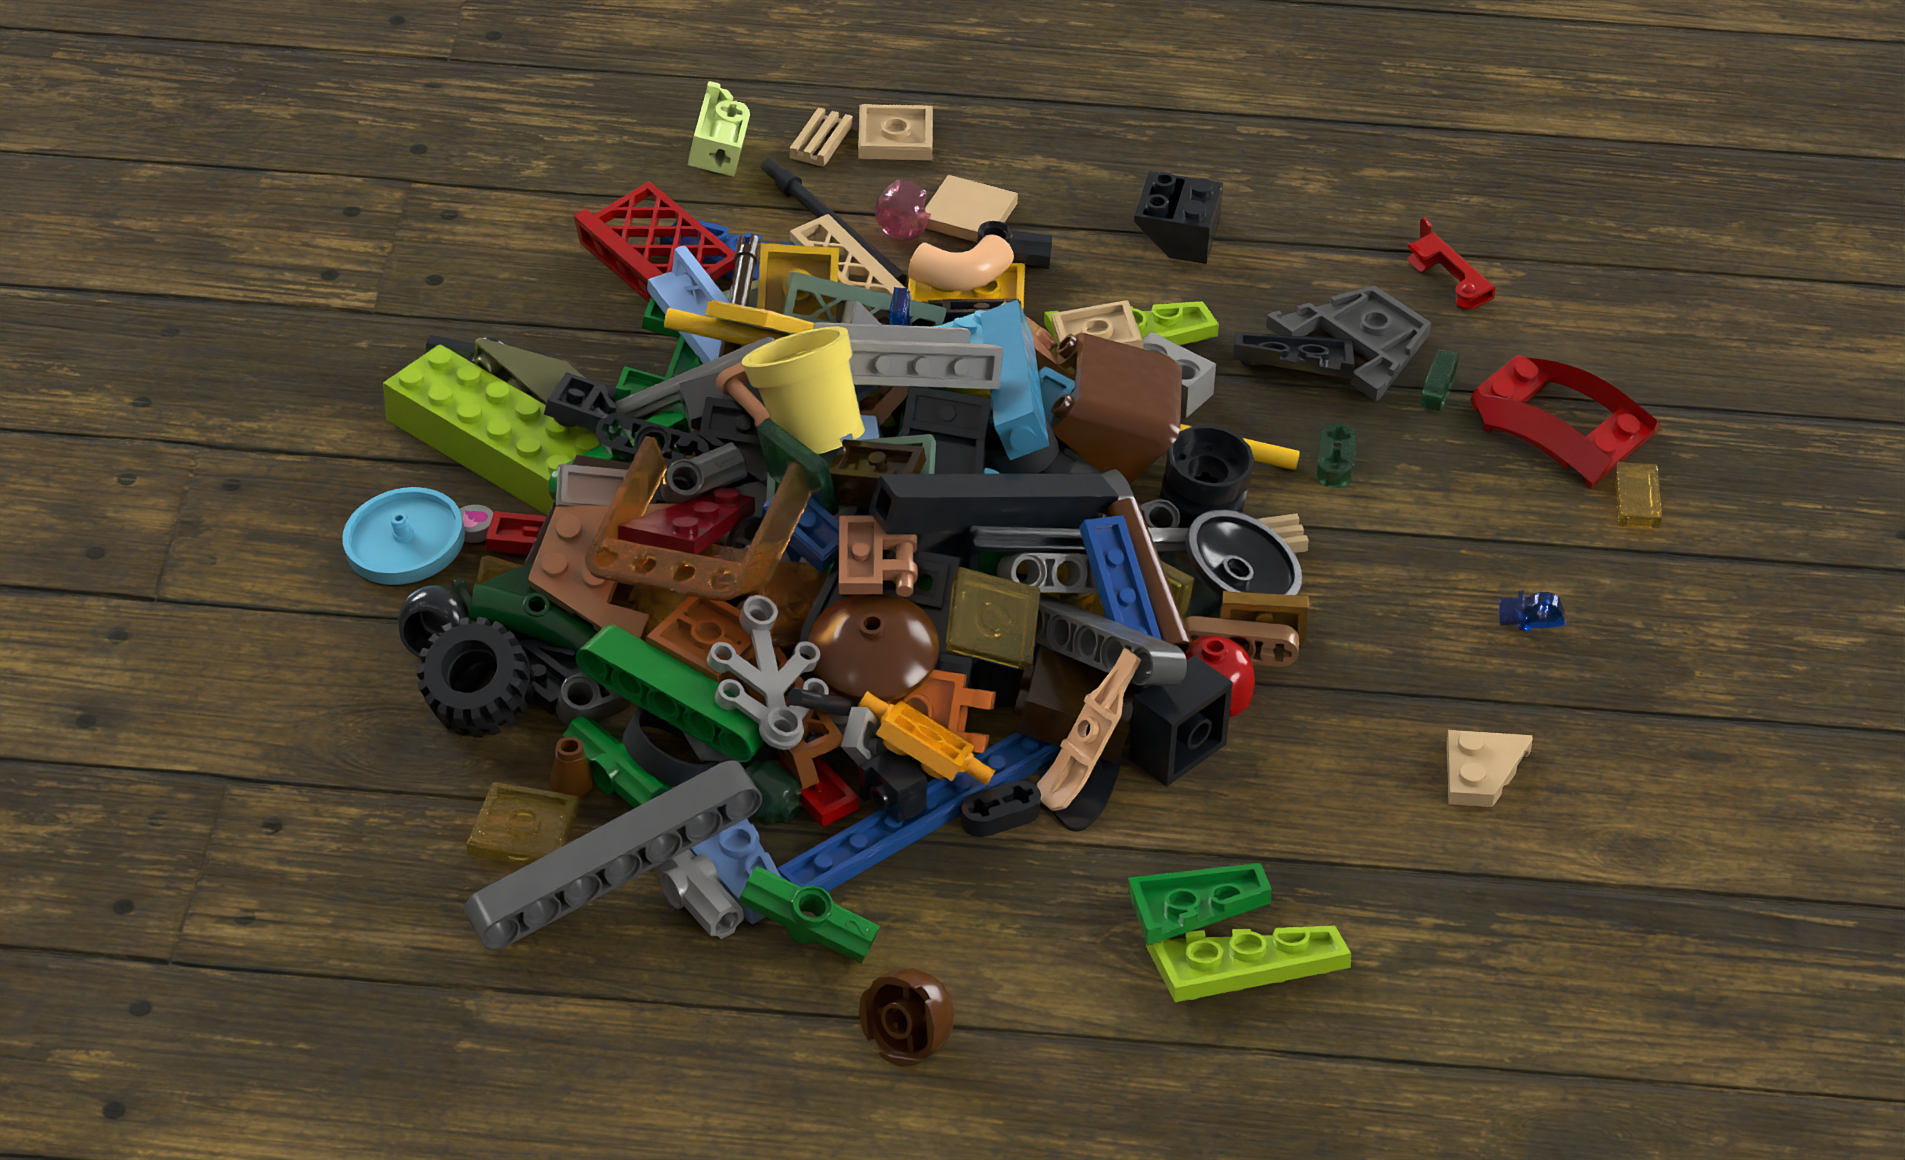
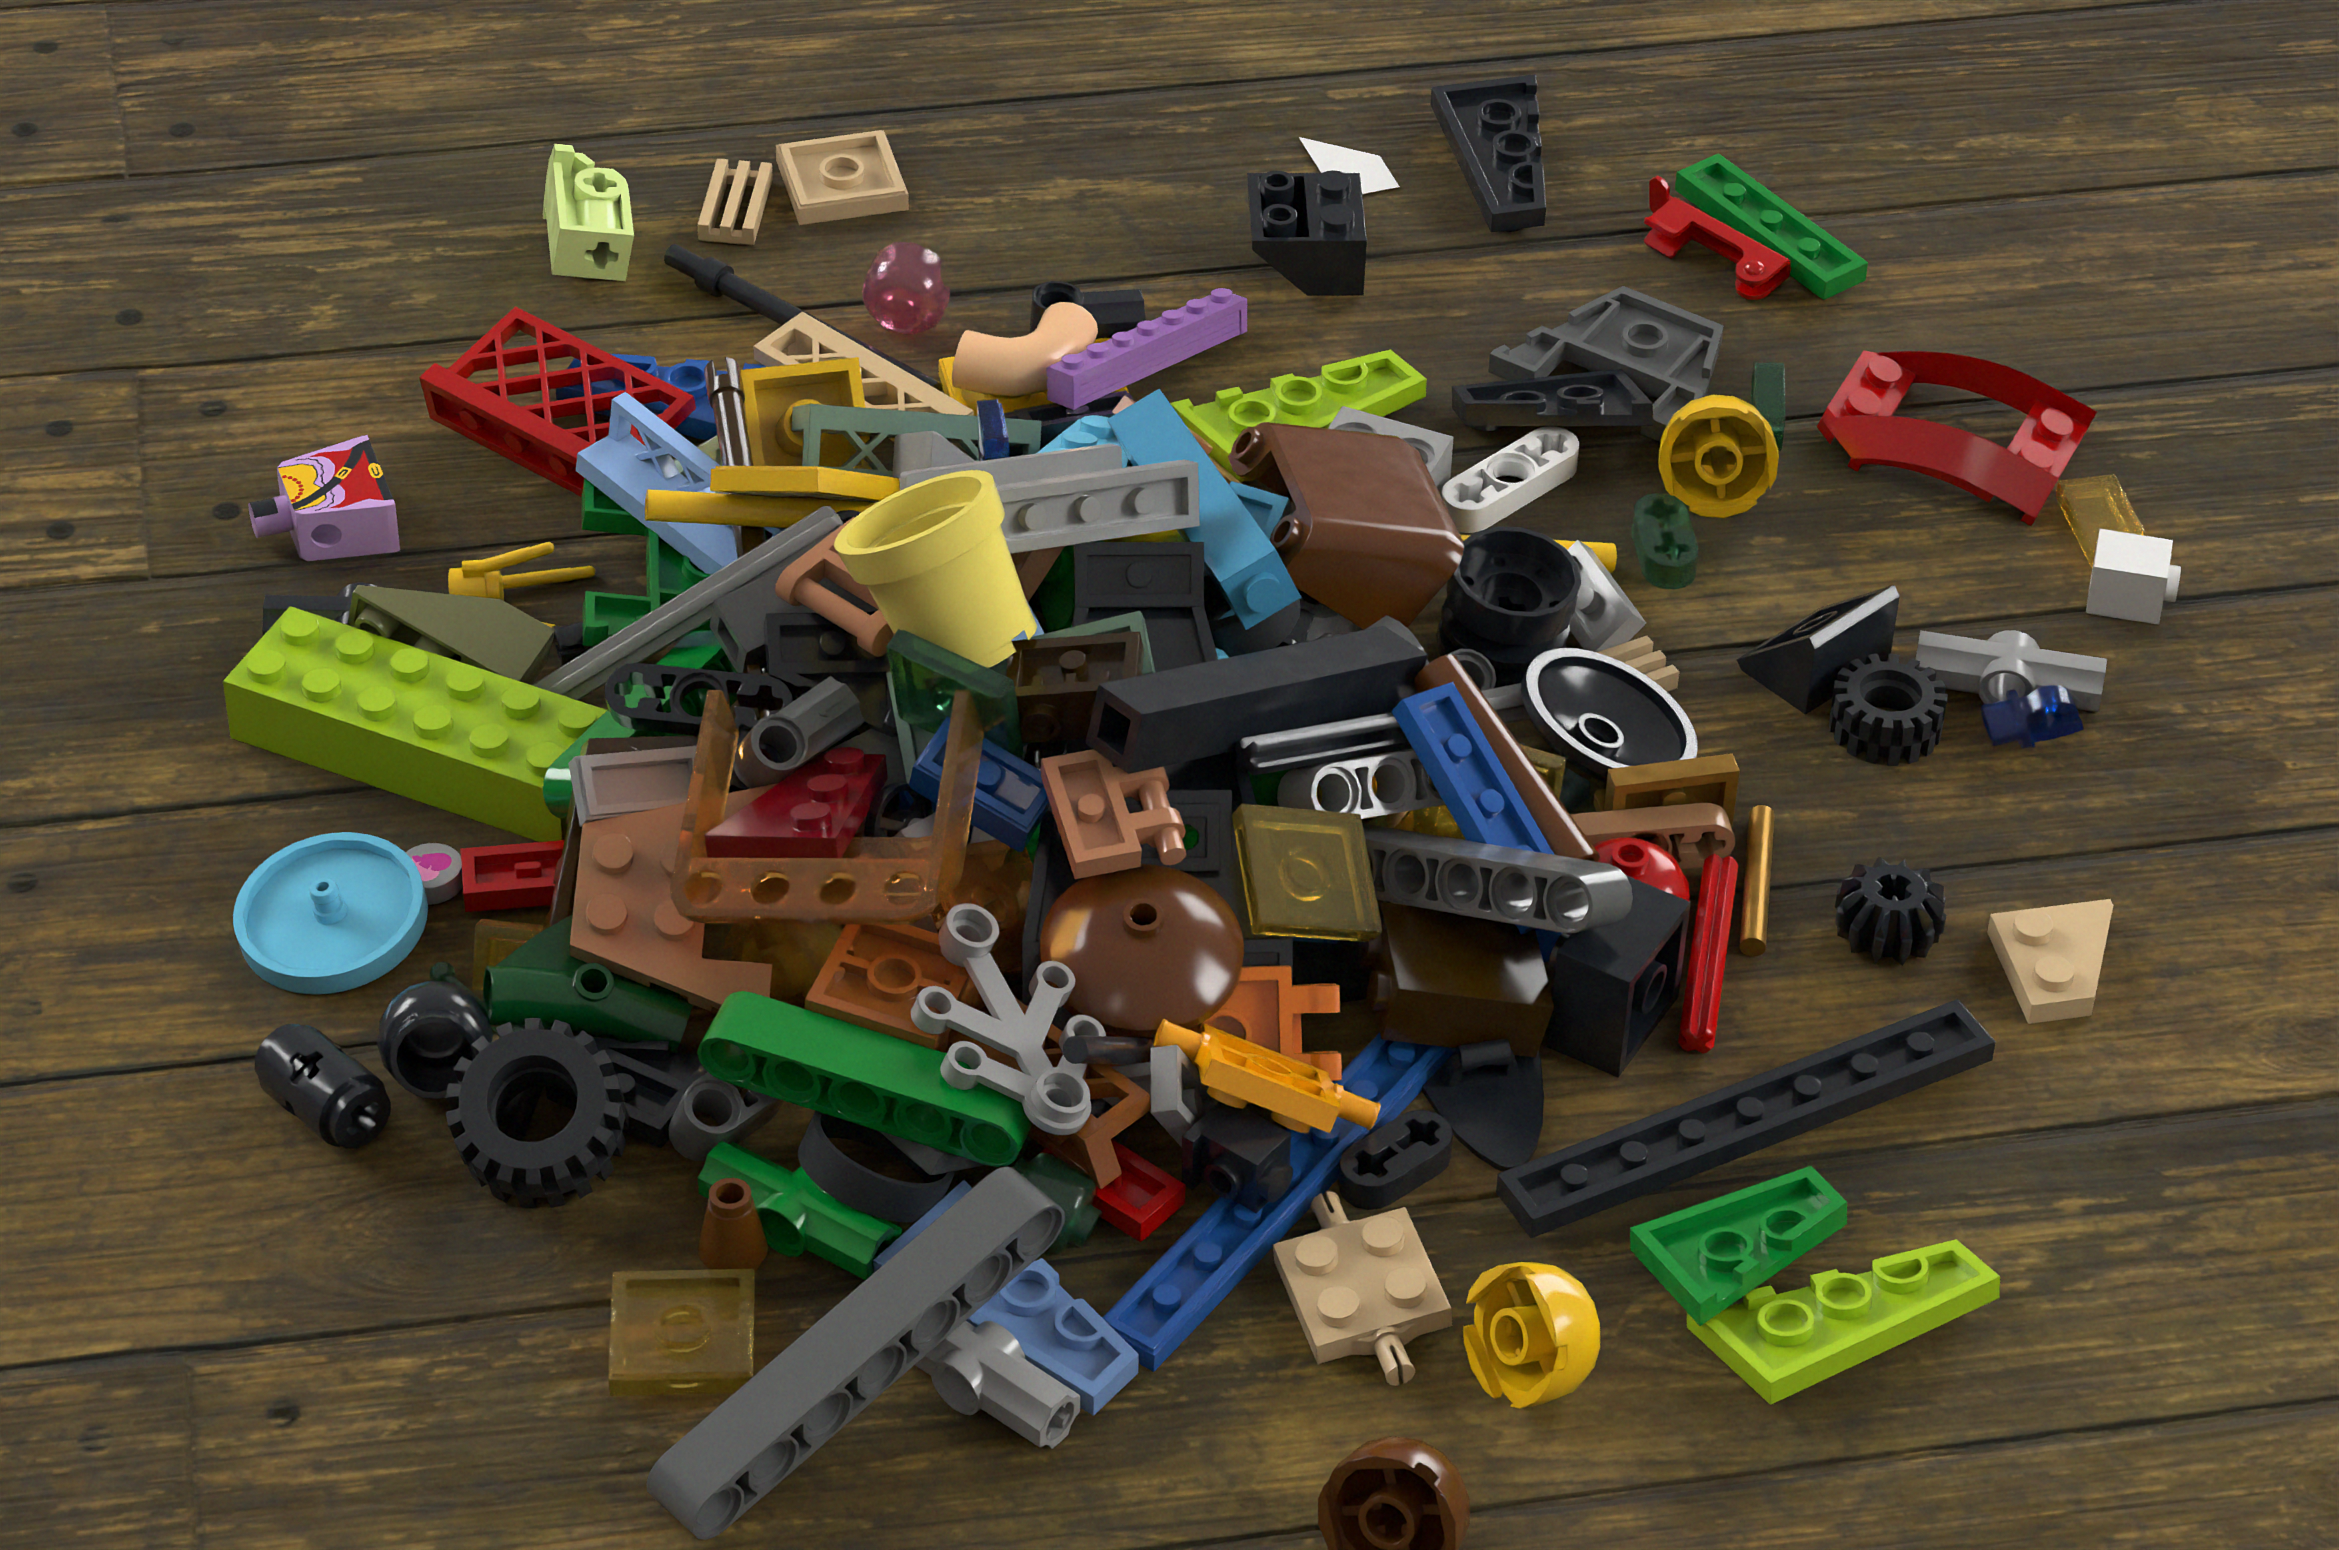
camera: 15 degrees left, 0 degrees up
(359, 638) = (322, 1086): none -> black piece
(494, 286) = (331, 504): none -> lavender torso
(565, 349) = (480, 579): none -> yellow plant
(580, 403) = (552, 659): black wing -> none
(786, 902) = (1223, 1393): green piece -> none
(947, 880) = (1362, 1286): none -> tan plate
(964, 205) = (995, 270): tan tile -> none
(1039, 927) = (1531, 1333): none -> yellow cylinder
(1043, 274) = (1146, 348): none -> medium lavender piece
(1080, 751) = (1495, 1055): light nougat piece -> none
(1108, 321) = (1273, 398): tan tile -> none
(1234, 825) = (1743, 1118): none -> black plate
(1236, 181) = (1372, 169): none -> white sticker
(1254, 720) = (1708, 954): none -> red axle
(1269, 485) = (1602, 611): none -> light grey plate
(1274, 389) = (1539, 458): none -> white beam
(1306, 681) = (1757, 881): none -> pearl gold bar
(1332, 180) = (1497, 147): none -> black wing
(1381, 715) = (1890, 911): none -> black gear
(1388, 406) = (1718, 456): none -> yellow cylinder
(1412, 545) = (1809, 654): none -> black slope
(1435, 604) = (1883, 732): none -> black tyre
(1495, 262) = (1752, 209): none -> green plate
(1528, 573) = (2008, 663): none -> light grey piece
(1636, 532) = (2132, 577): none -> white brick

